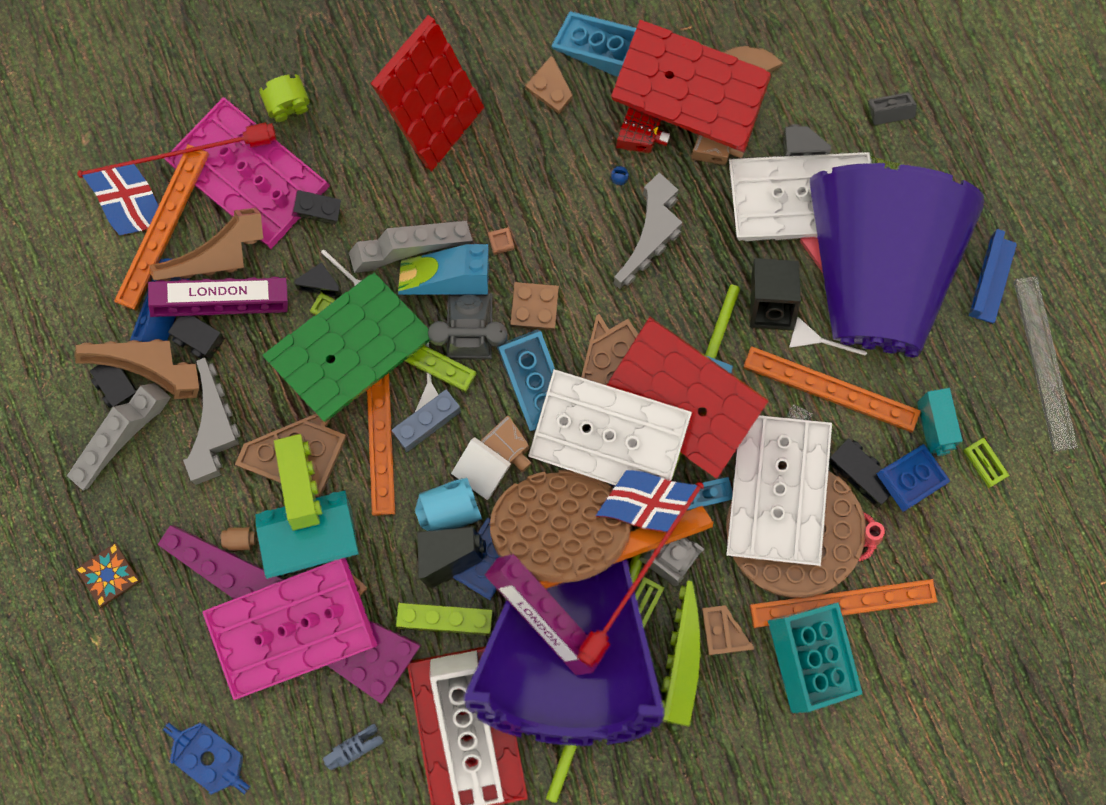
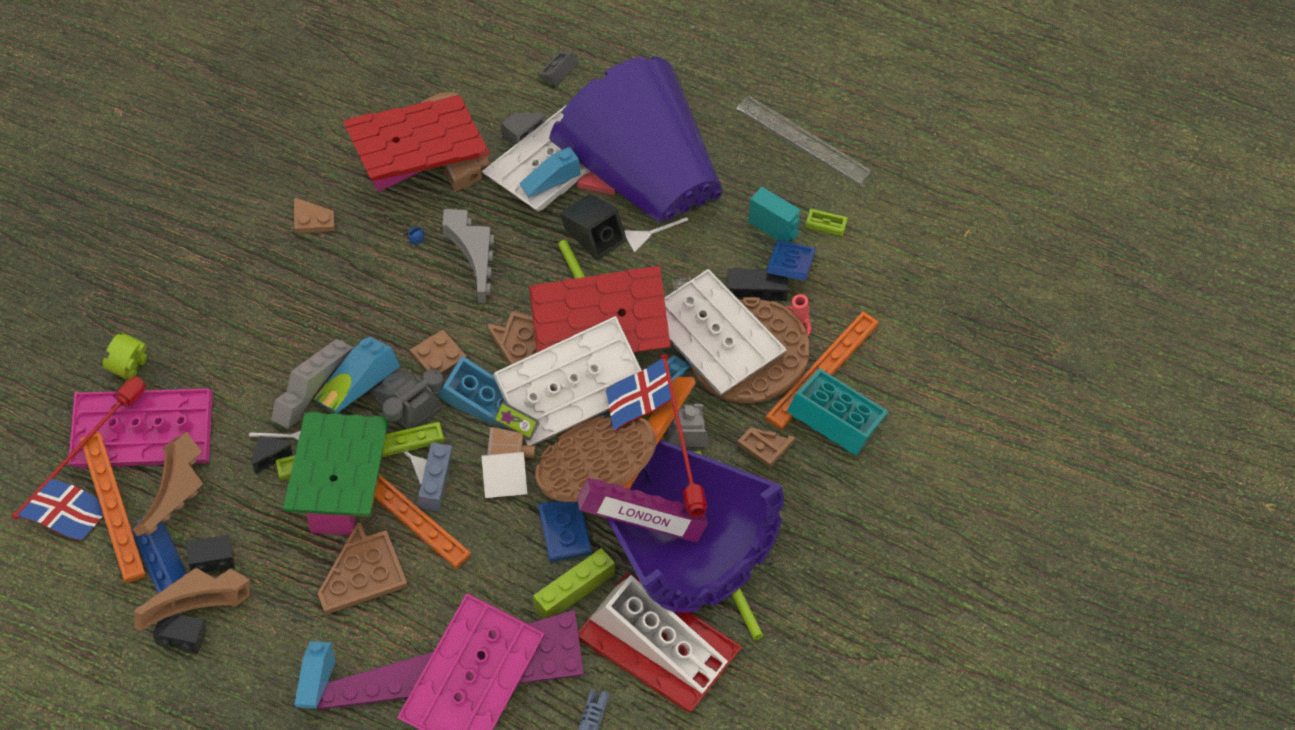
camera: 45 degrees left, 20 degrees down
(116, 431) = (214, 662): light grey arch -> none
(173, 517) = (314, 674): none -> dark azure slope
(215, 429) = (286, 599): light grey arch -> none
(217, 296) = (204, 513): magenta brick -> none
(238, 538) = (375, 655): medium nougat brick -> none
(293, 550) = (423, 604): teal slope -> none
(297, 482) = (386, 574): lime brick -> none
(316, 207) = (220, 406): black brick -> none
(428, 93) = (241, 268): red piece -> none
(447, 506) = (507, 513): medium azure cylinder -> none
(448, 553) = (535, 537): pearl dark grey slope -> none
(501, 241) = (374, 331): nougat tile -> none
(535, 428) = (516, 420): none -> slope
(594, 41) = (322, 166): dark azure slope -> none
(641, 132) = (404, 197): red torso -> none
(684, 662) = (739, 457): lime wedge -> none
(780, 214) = (552, 172): none -> dark azure slope
(831, 389) = (697, 251): orange tile -> none
(992, 278) = (721, 116): blue panel -> none

